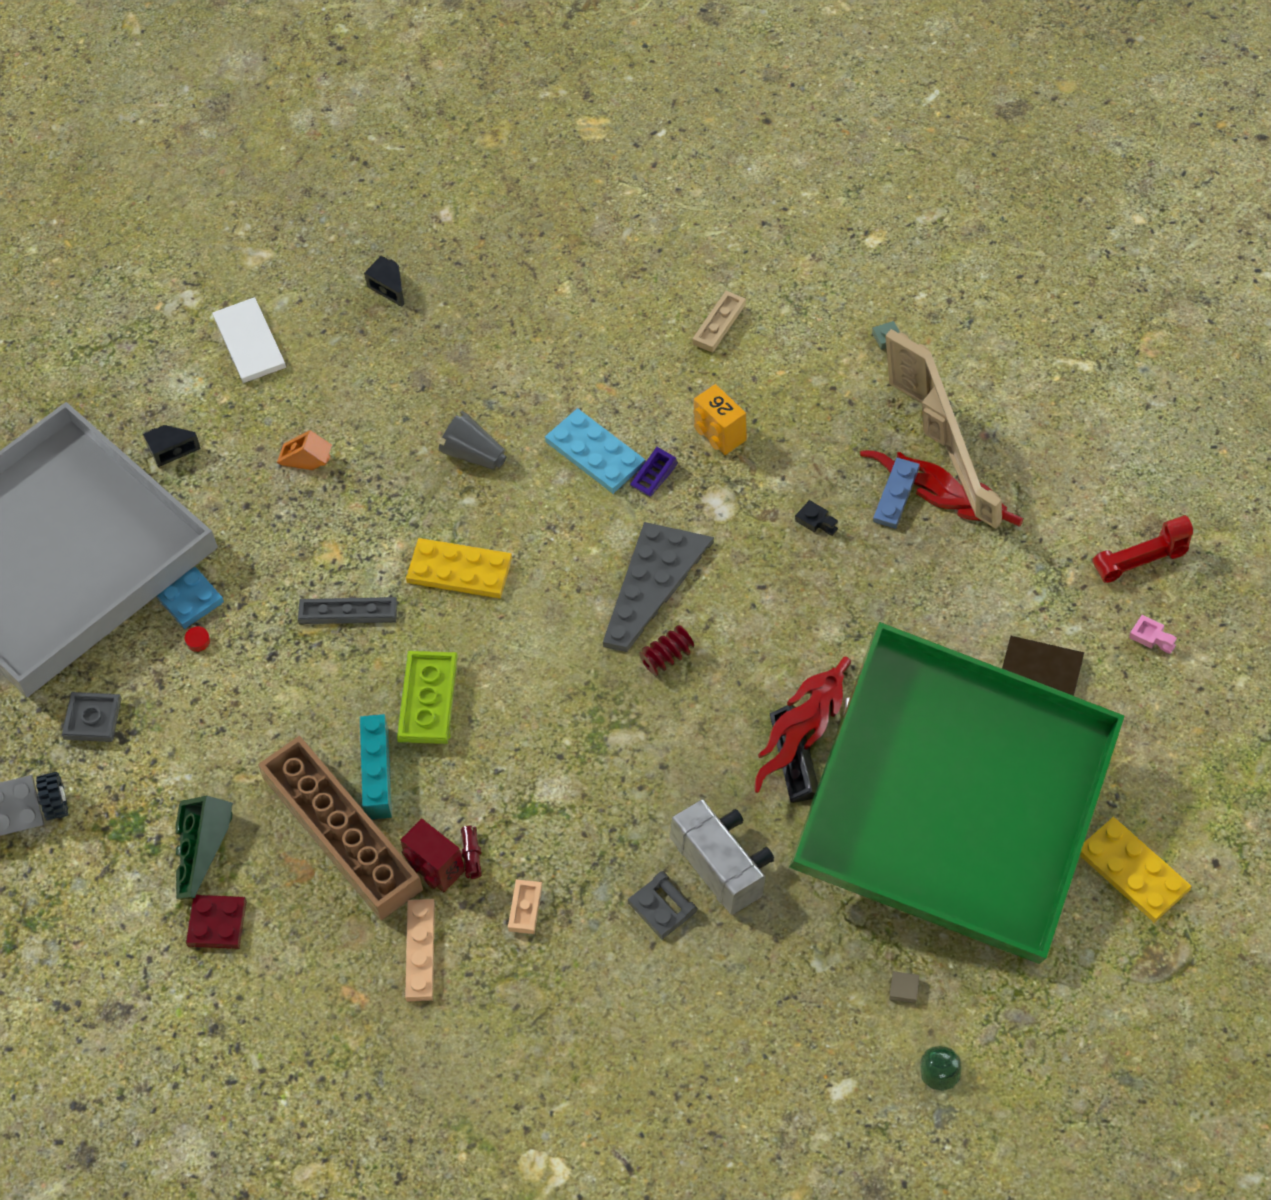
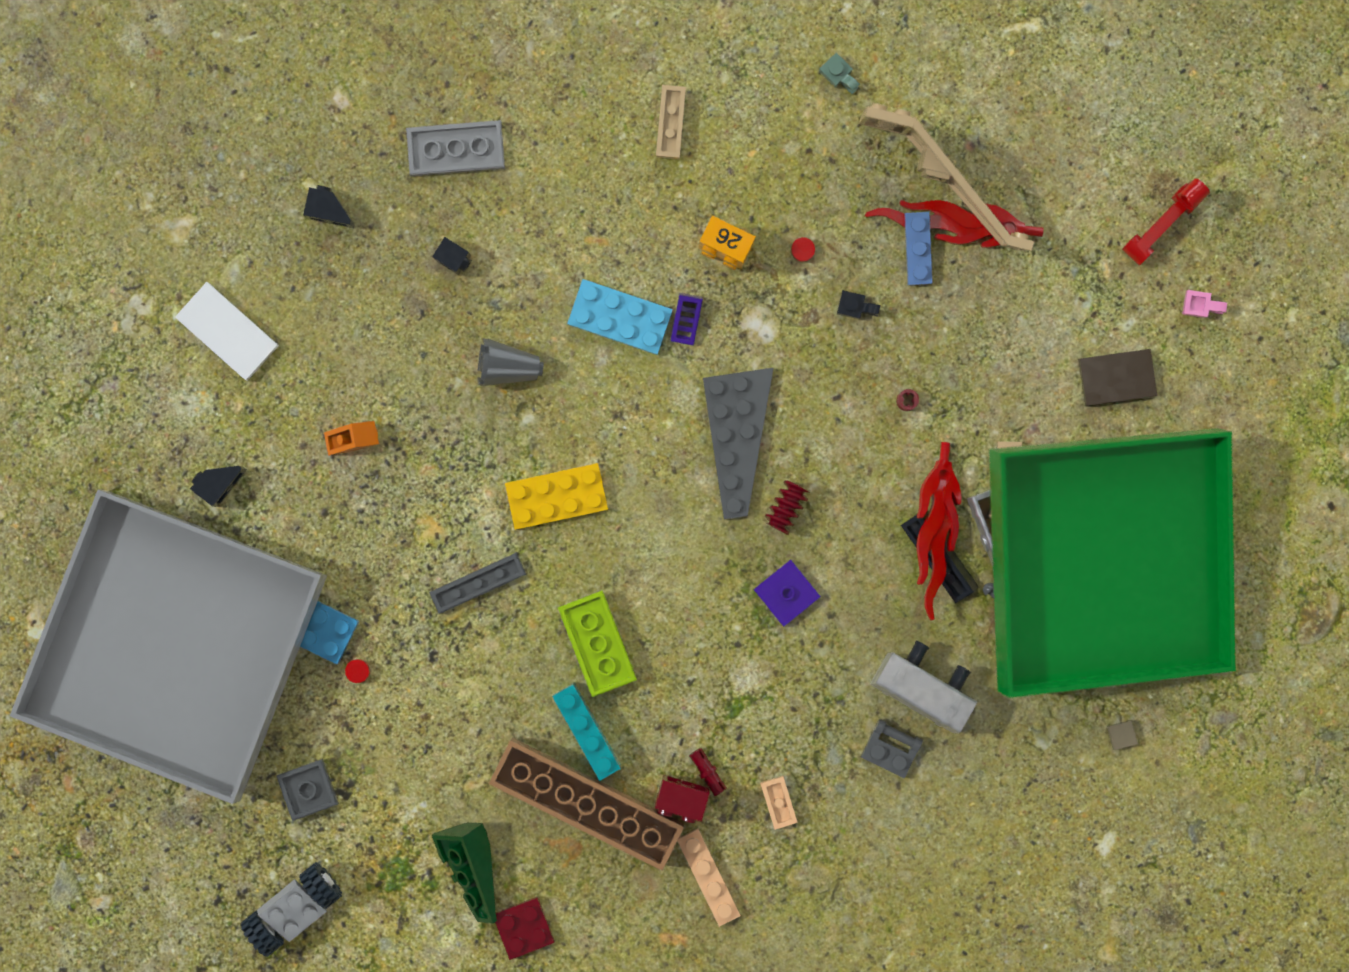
camera: 30 degrees left, 30 degrees up
(472, 350) = (452, 256): none -> black brick
(522, 279) = (455, 148): none -> light grey tile
(630, 728) = (787, 593): none -> dark purple plate
(788, 457) = (802, 249): none -> red tile
(824, 617) = (915, 400): none -> dark red bush
(940, 1068) = (1179, 793): clear green hair -> none
(1134, 869) = (1273, 545): yellow plate -> none

